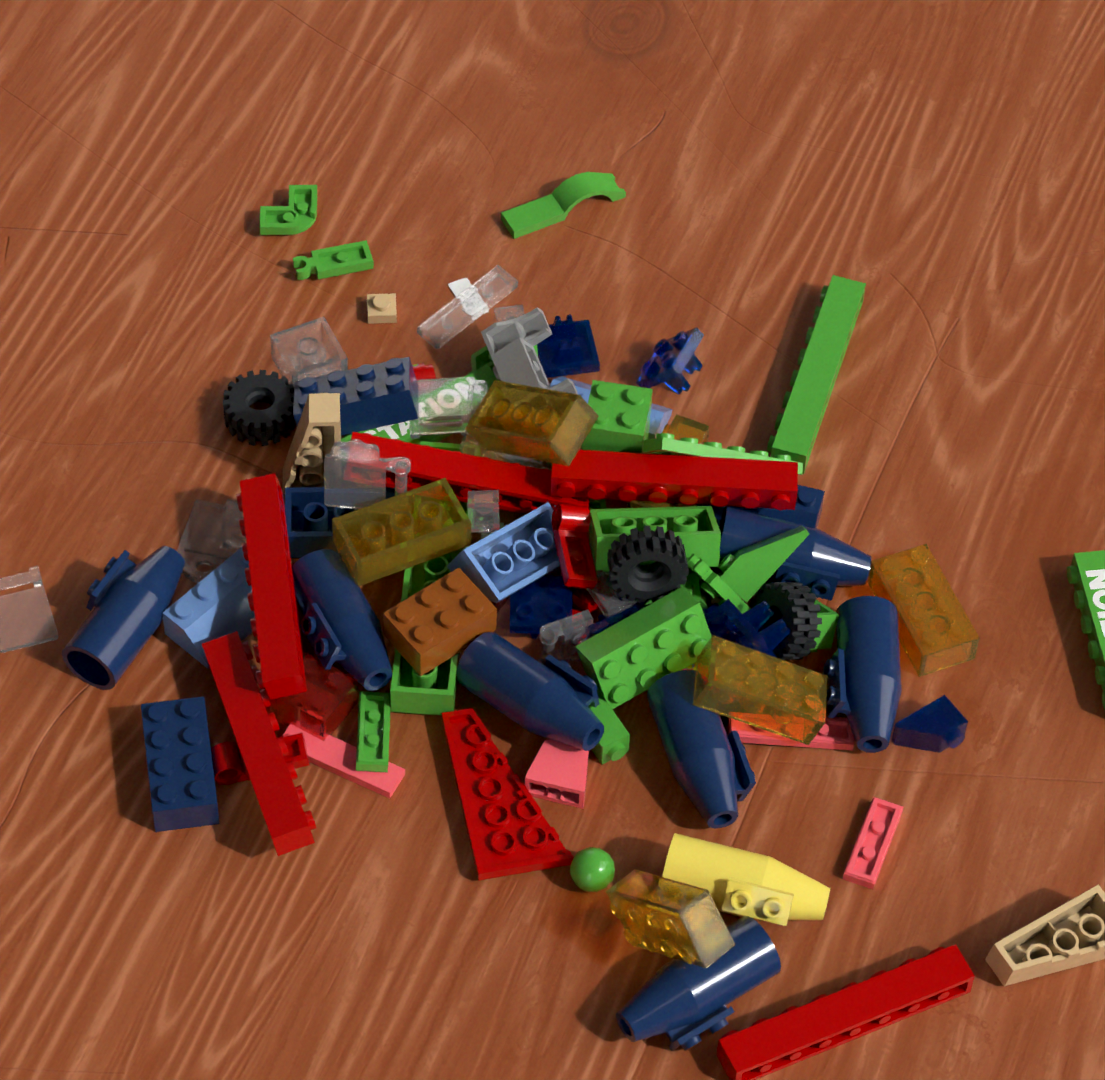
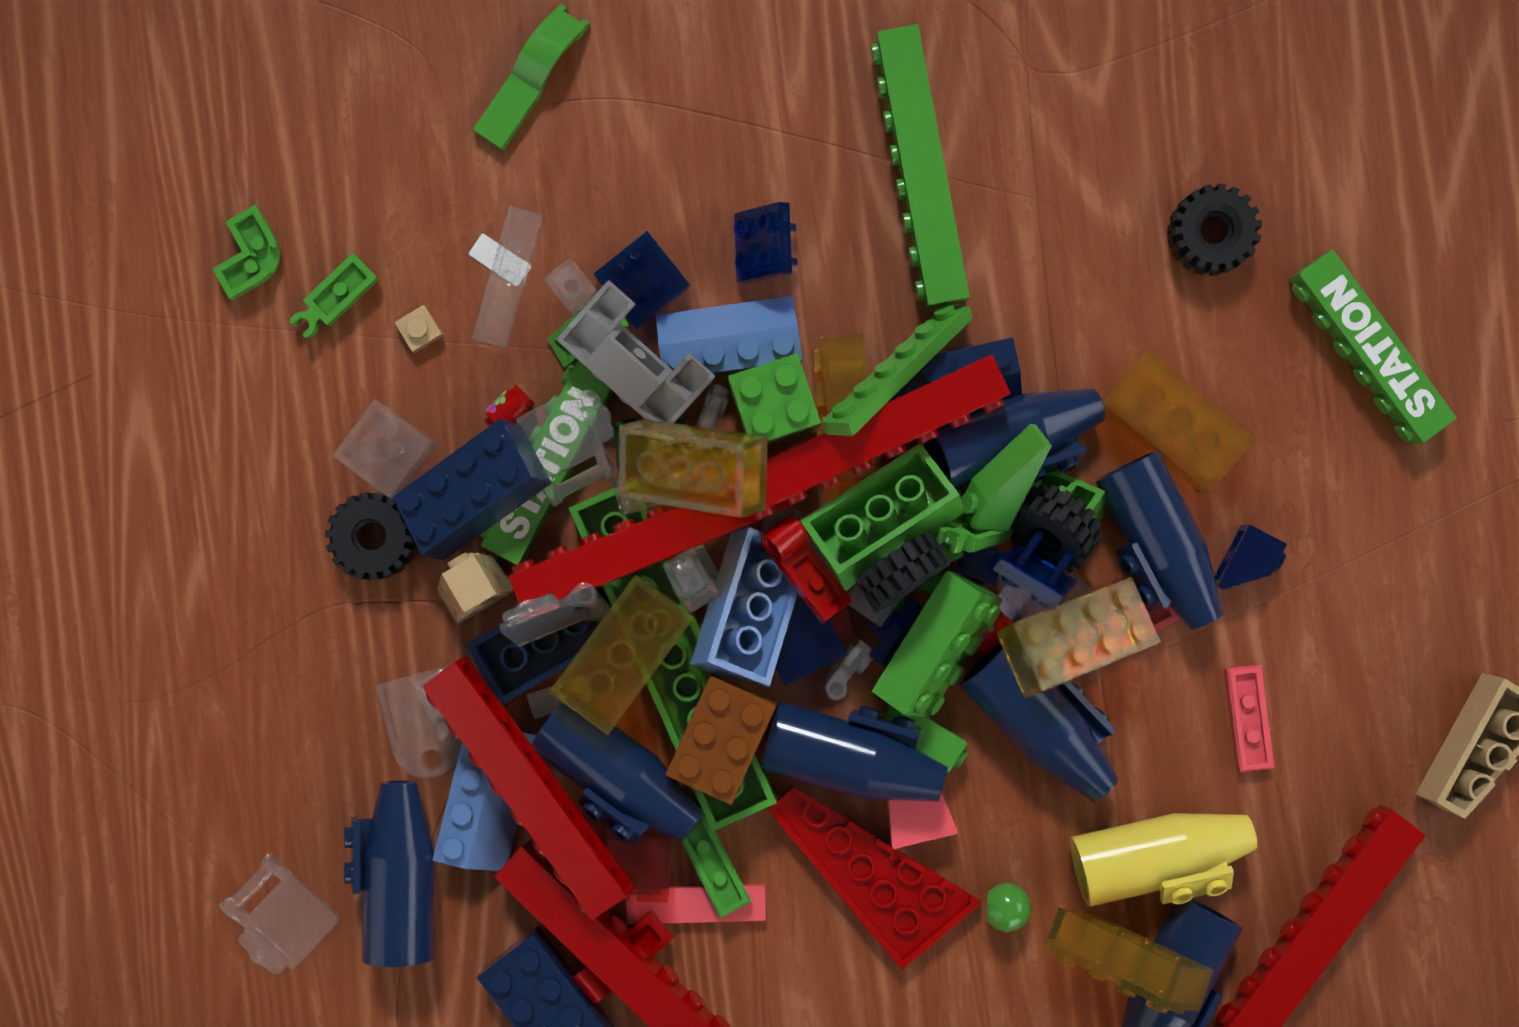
camera: 25 degrees left, 35 degrees up
(1029, 490) = (1239, 224): none -> black tyre

